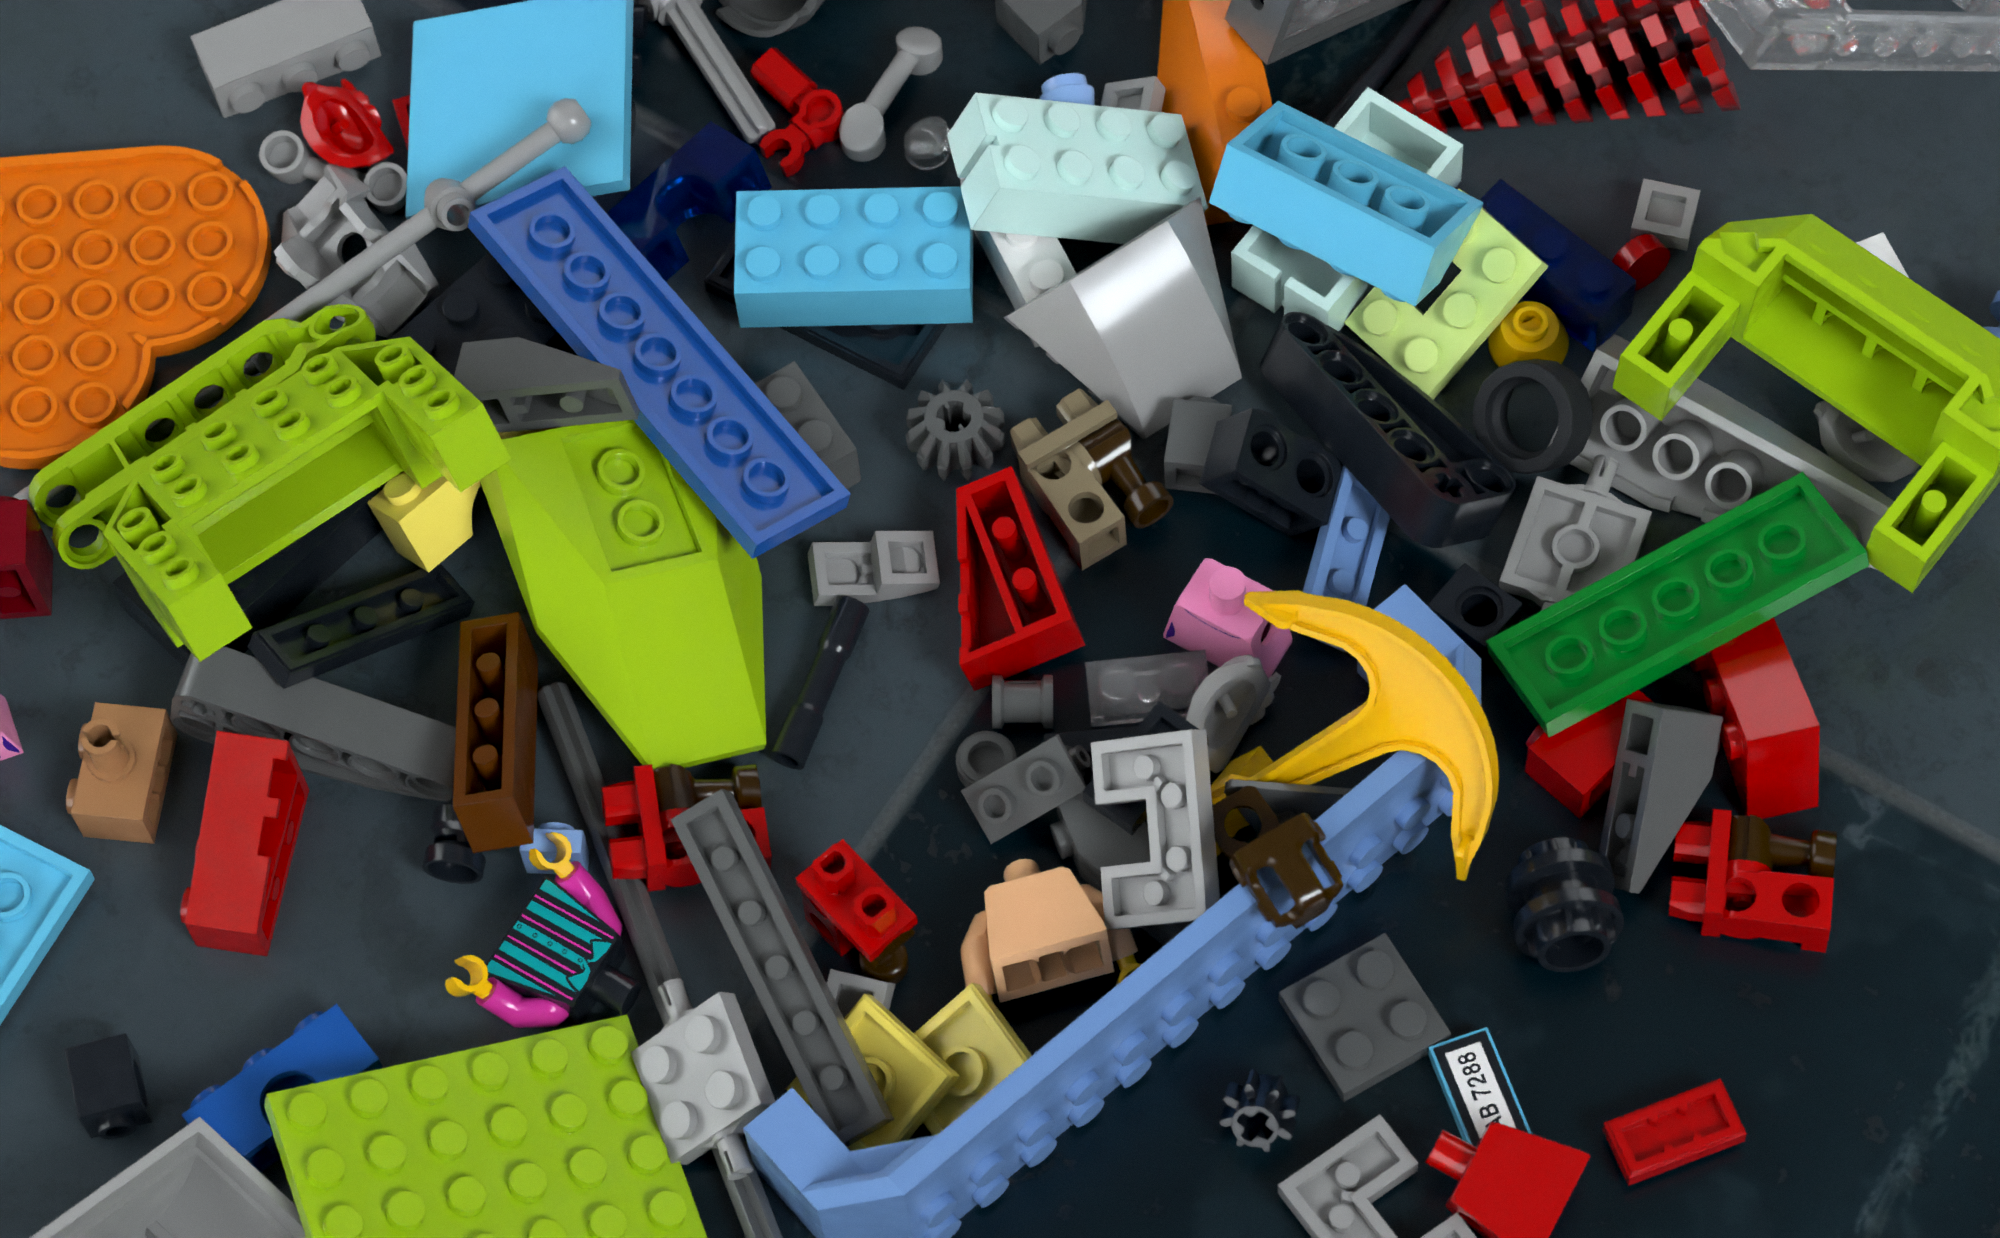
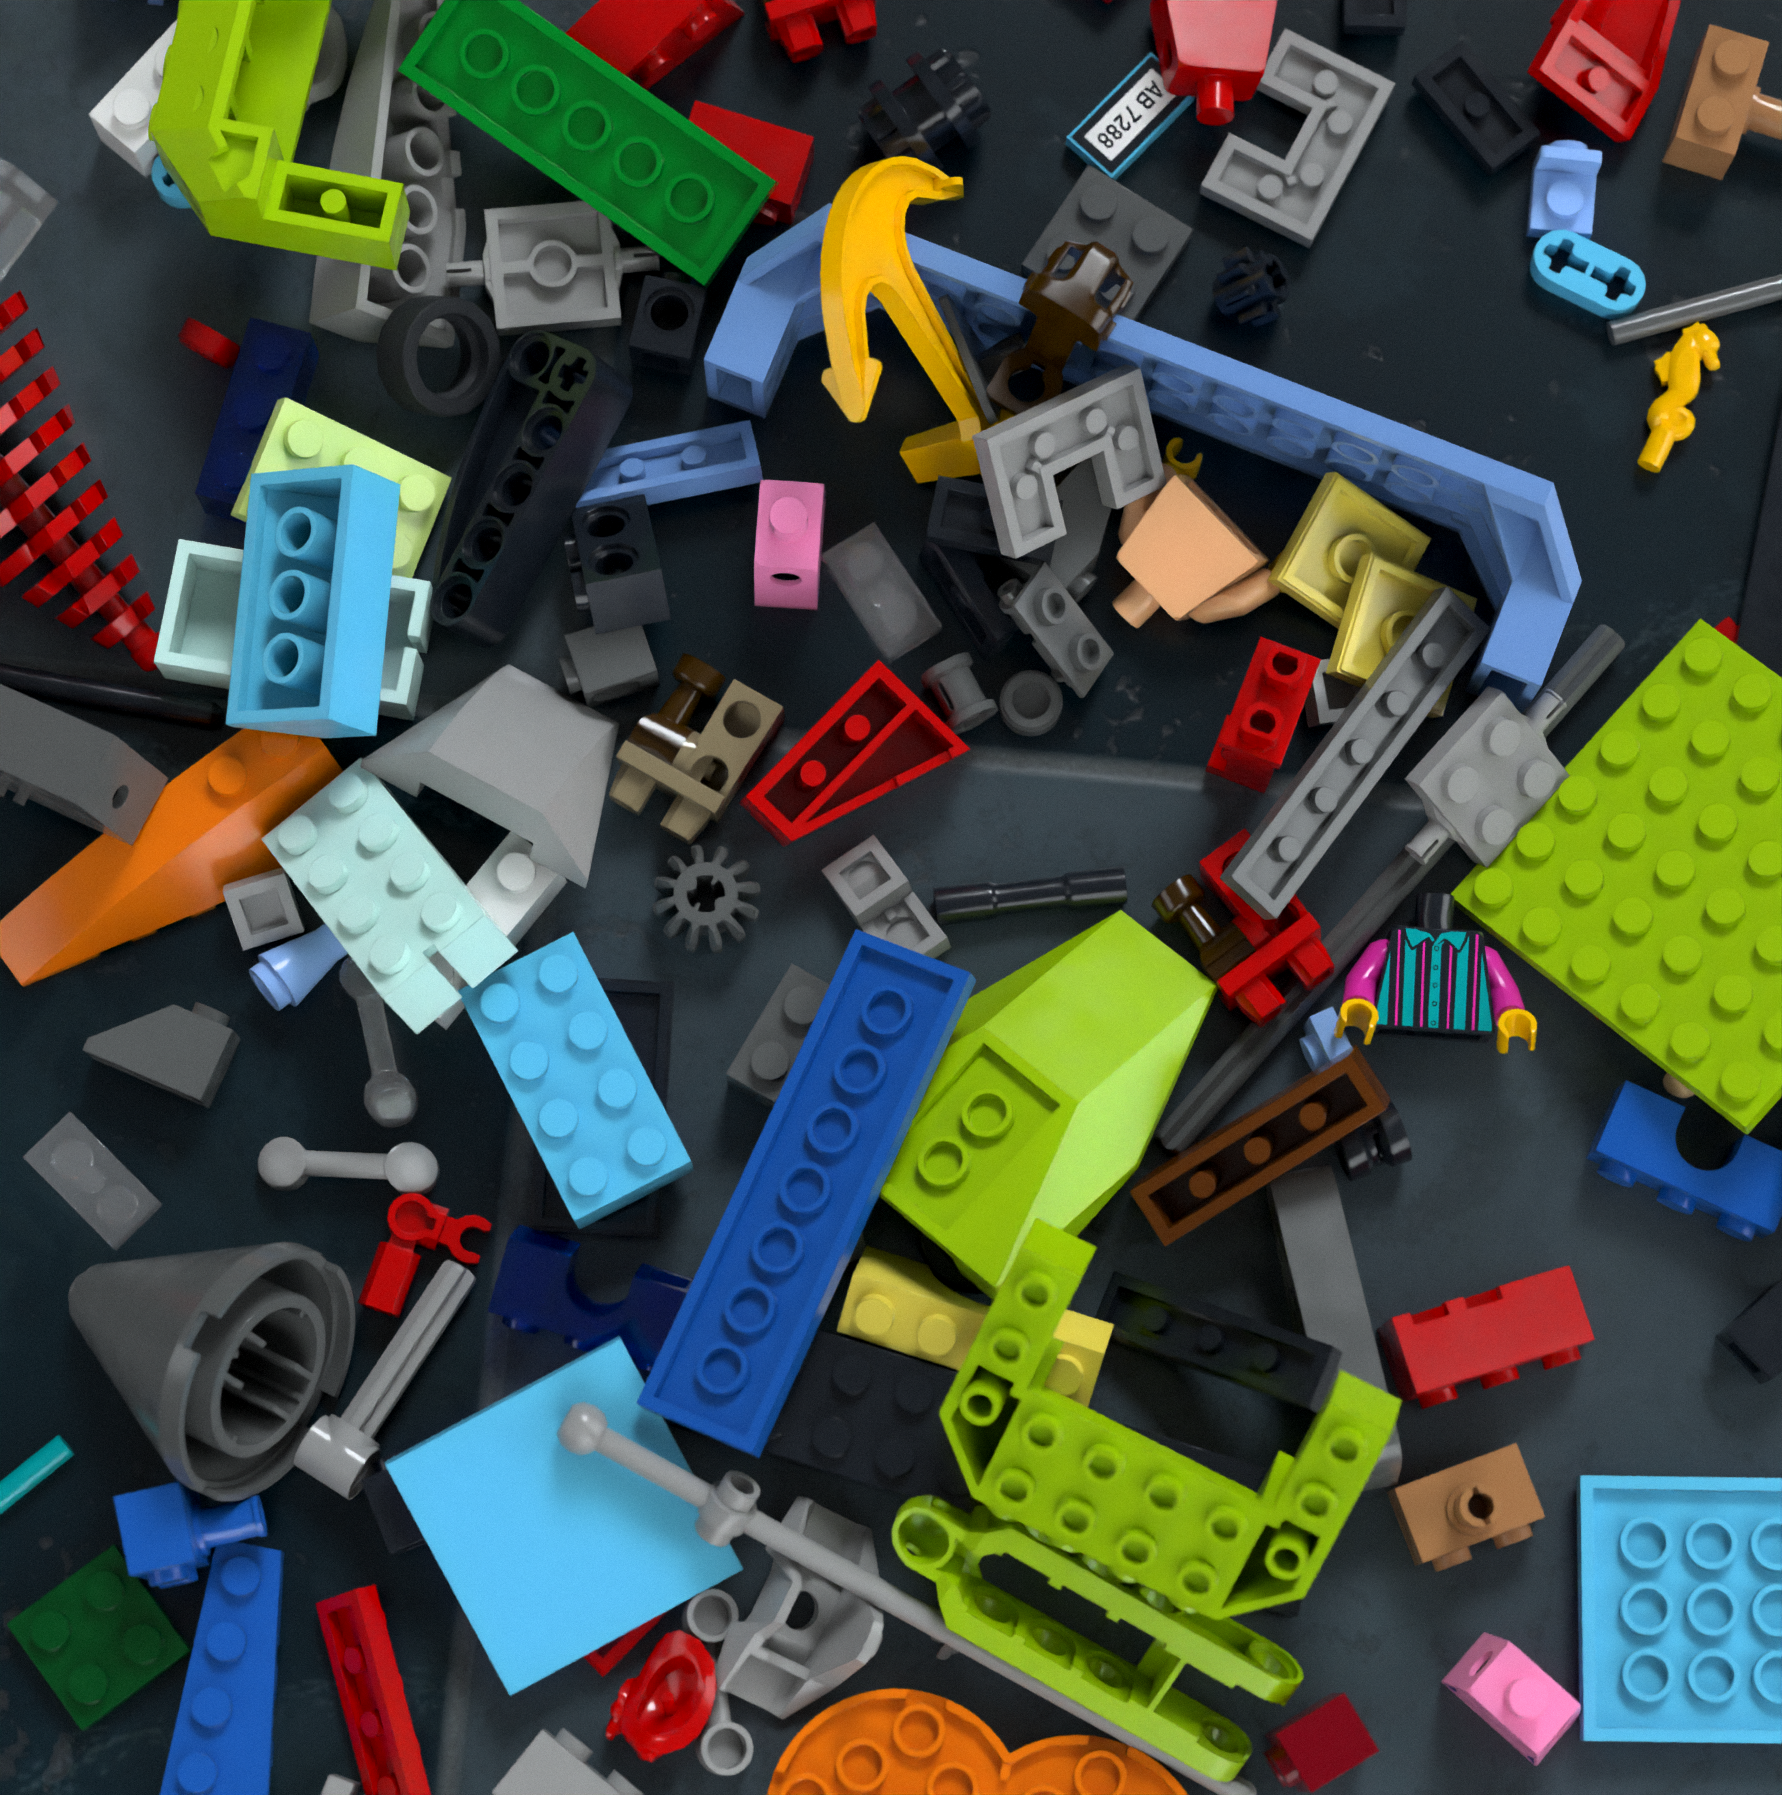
camera: 125 degrees left, 15 degrees up
(542, 386) = (912, 1298): dark grey slope -> none
(1229, 703) = (874, 502): light grey hat -> none
(1528, 334) = (362, 414): yellow cone -> none
(1657, 779) = (773, 79): dark grey slope -> none
(1665, 212) = (142, 344): light grey plate -> none

